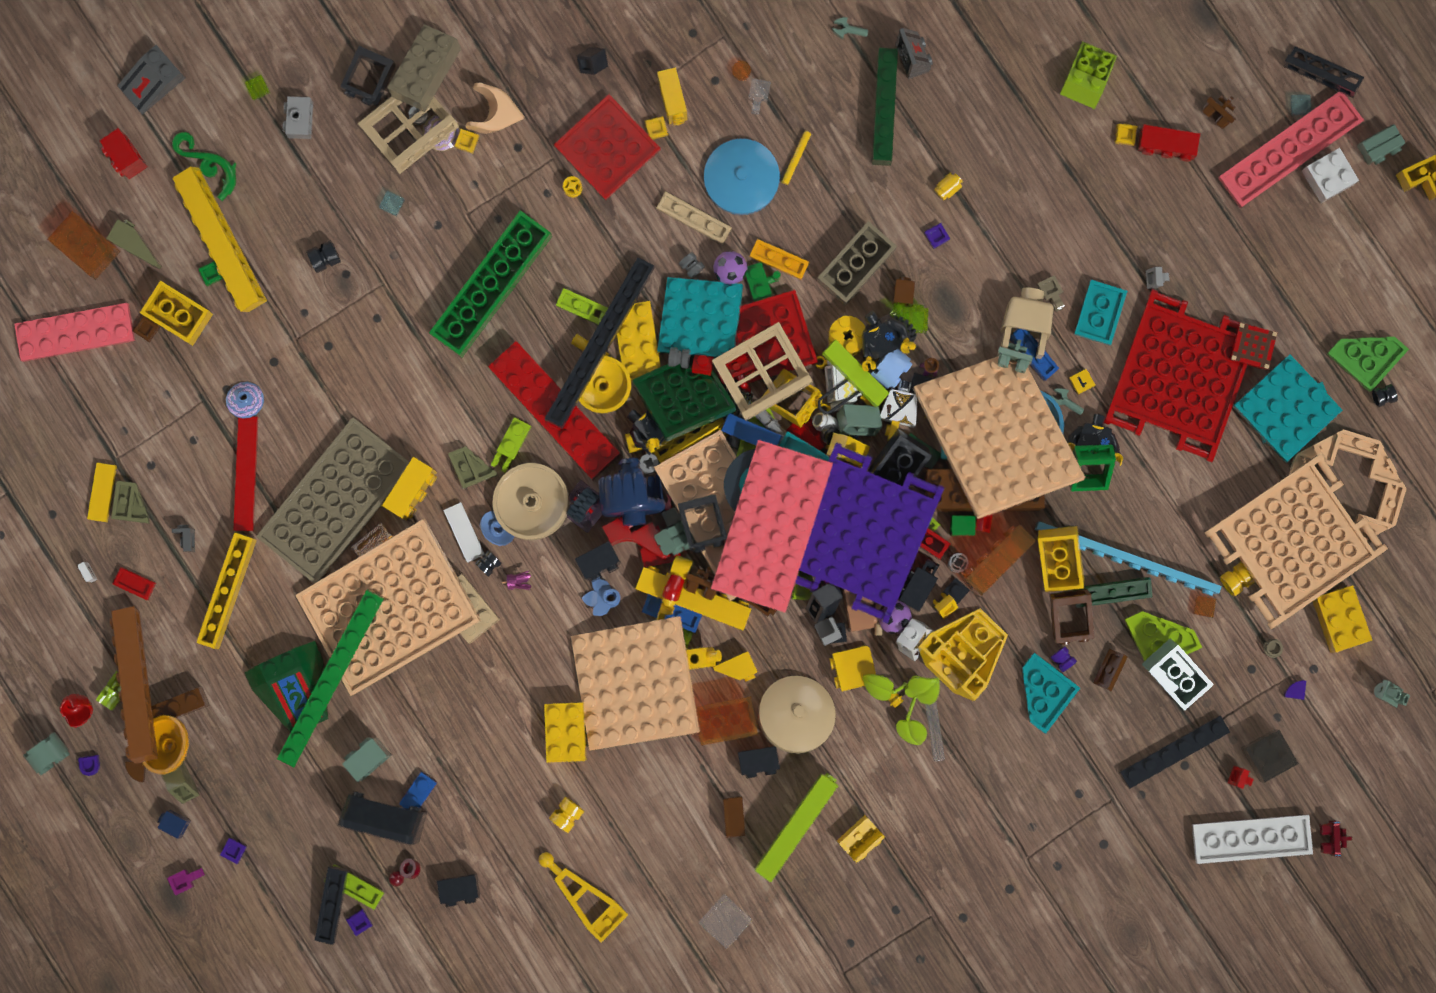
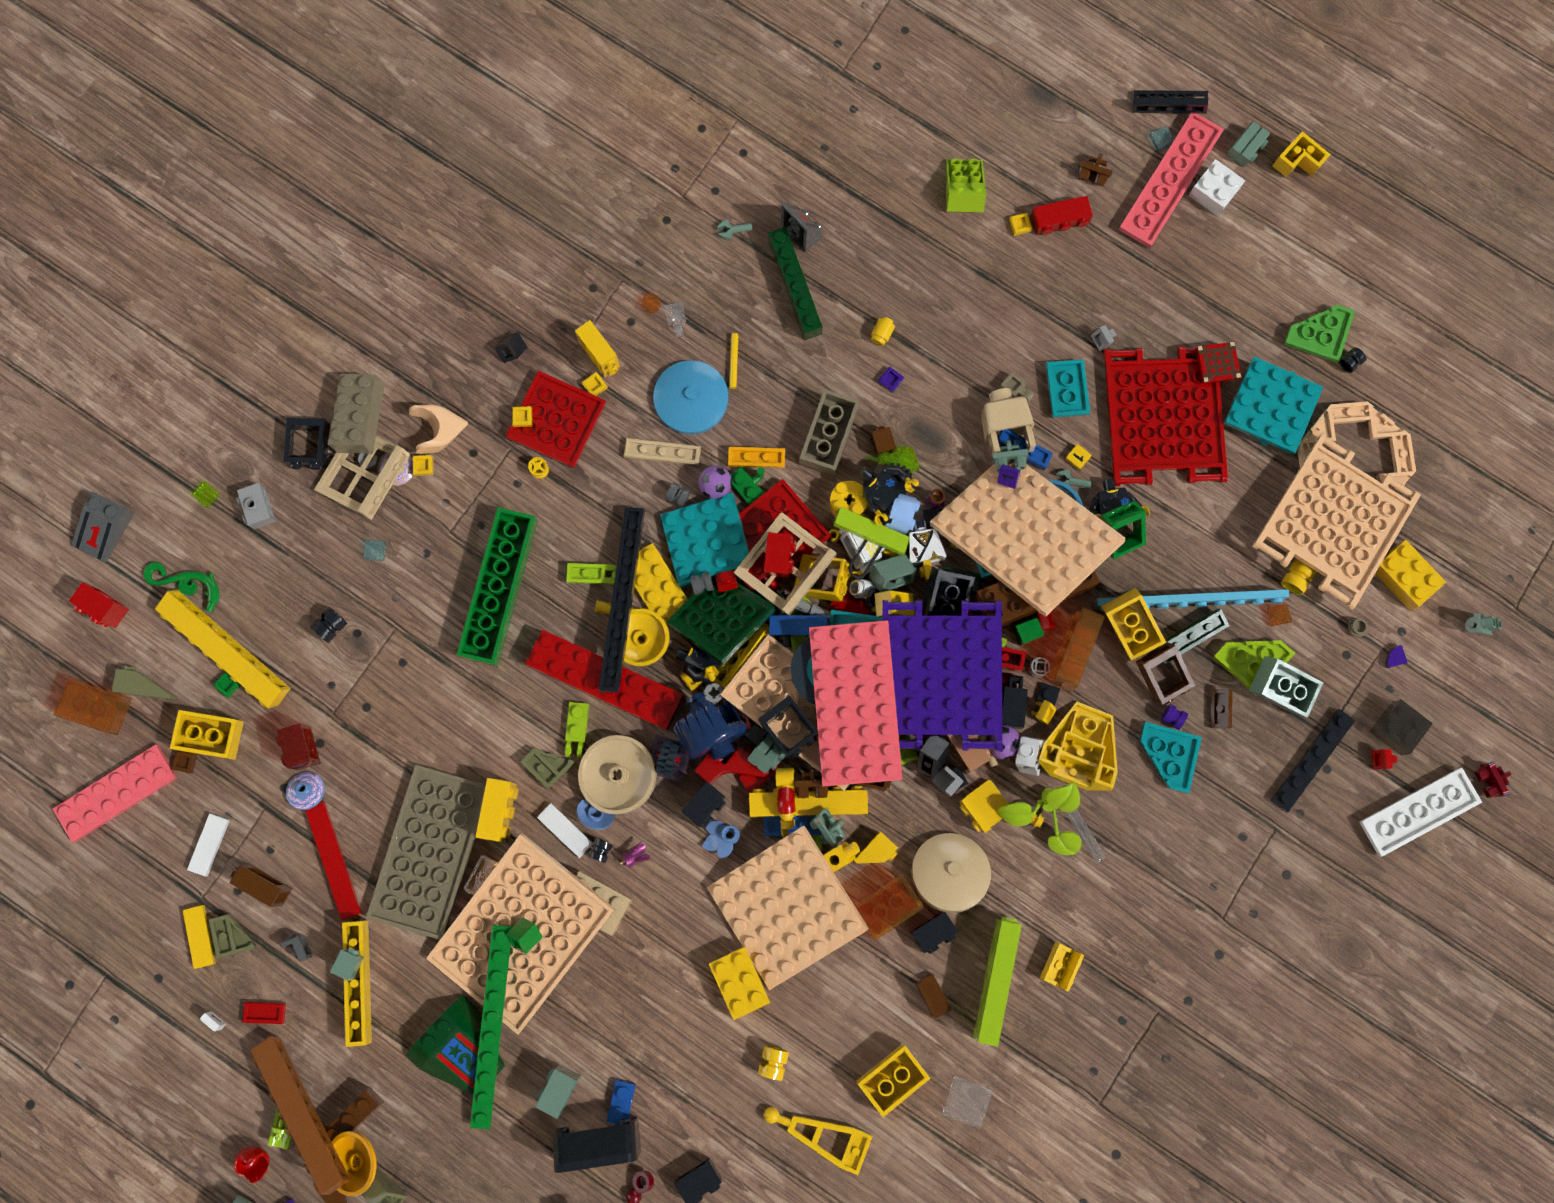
camera: 25 degrees left, 5 degrees down
(140, 413) = (208, 845): none -> white tile
(174, 469) = (260, 885): none -> reddish brown window
(226, 570) = (347, 963): none -> sand green brick
(254, 358) = (298, 747): none -> clear red brick
(391, 610) = (524, 935): none -> green panel
(576, 132) = (522, 416): none -> yellow tile
(666, 873) = (893, 1080): none -> yellow brick
(702, 628) = (830, 828): none -> sand green hips
(759, 361) = (778, 554): none -> red brick
(1004, 374) = (1008, 476): none -> dark purple tile

